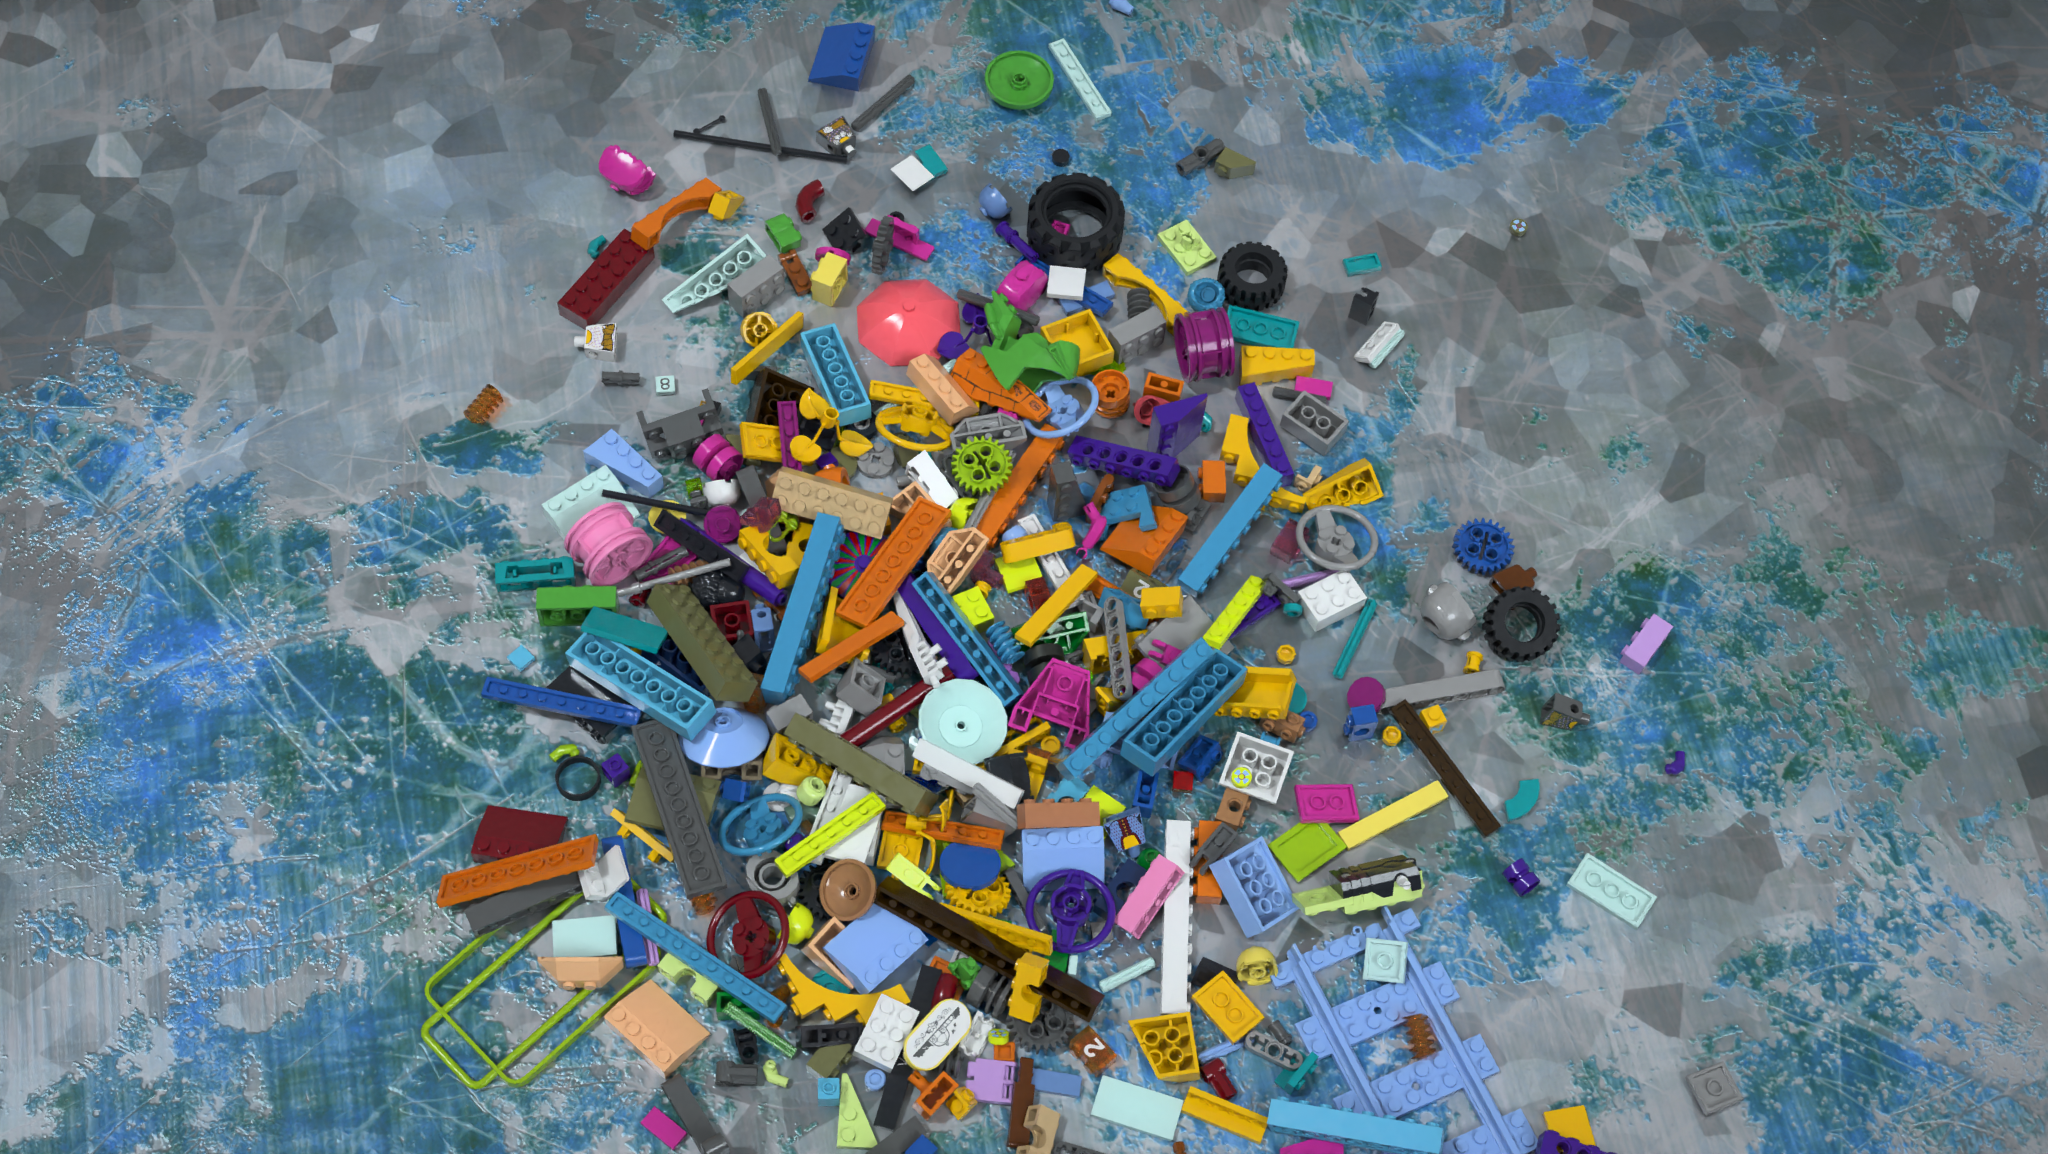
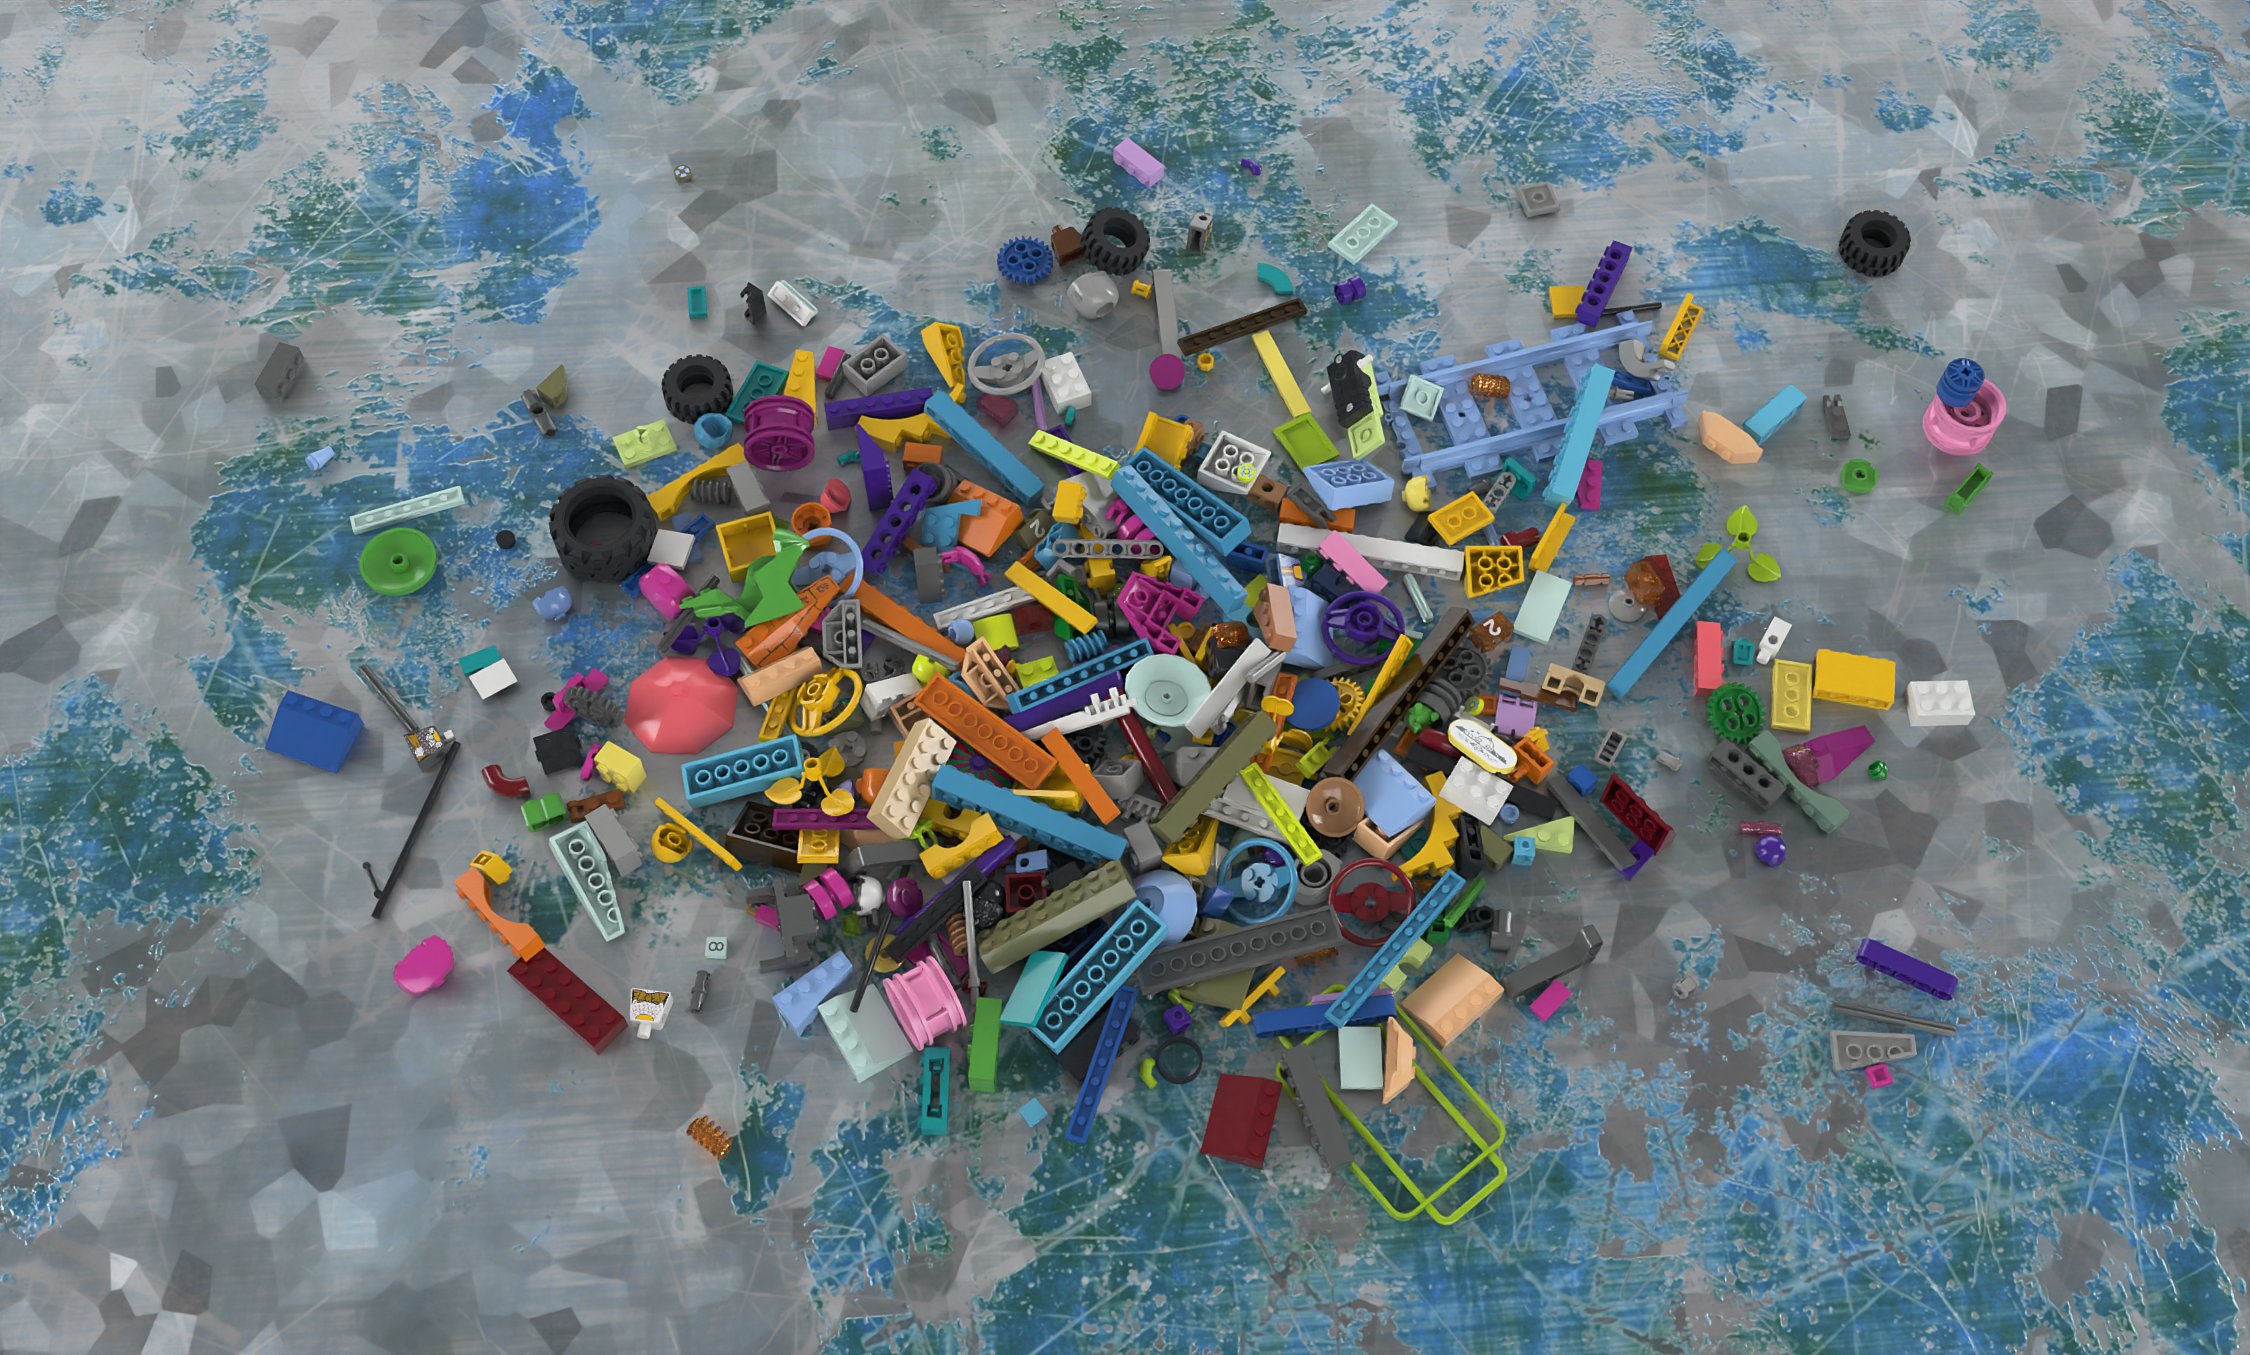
camera: 80 degrees left, 0 degrees up
(518, 871) = (1292, 1112): orange plate -> none
(594, 245) = (513, 1011): teal arm -> none
(605, 877) = (1305, 1024): white bracket -> none
(763, 514) = (921, 841): clear pink brick -> none
(769, 121) = (387, 813): dark grey axle -> none
(772, 1076) = (1503, 900): yellowish green arm -> none
(800, 924) = (1354, 853): neon yellow cylinder -> none
(811, 791) = (1225, 833): yellowish green head -> none
(966, 472) = (885, 642): lime gear -> none
(1012, 237) = (600, 593): dark purple pin -> none
(1024, 1002) = (1437, 653): yellow arch -> none
(1038, 544) = (975, 593): yellow beam -> none
(1040, 776) = (1230, 633): none -> clear orange piece
(1163, 387) = (814, 482): orange brick -> none
(1273, 584) = (1050, 420): dark grey hinge -> none
(1285, 654) = (1114, 428): yellow tile -> none
(1304, 484) = (934, 378): tan bracket -> none
(1326, 803) = (1267, 420): dark pink tile -> none
(1354, 639) = (1107, 375): teal axle -> none
(1360, 723) = (1195, 377): blue brick -> none
(1433, 719) = (1194, 324): yellow brick -> none

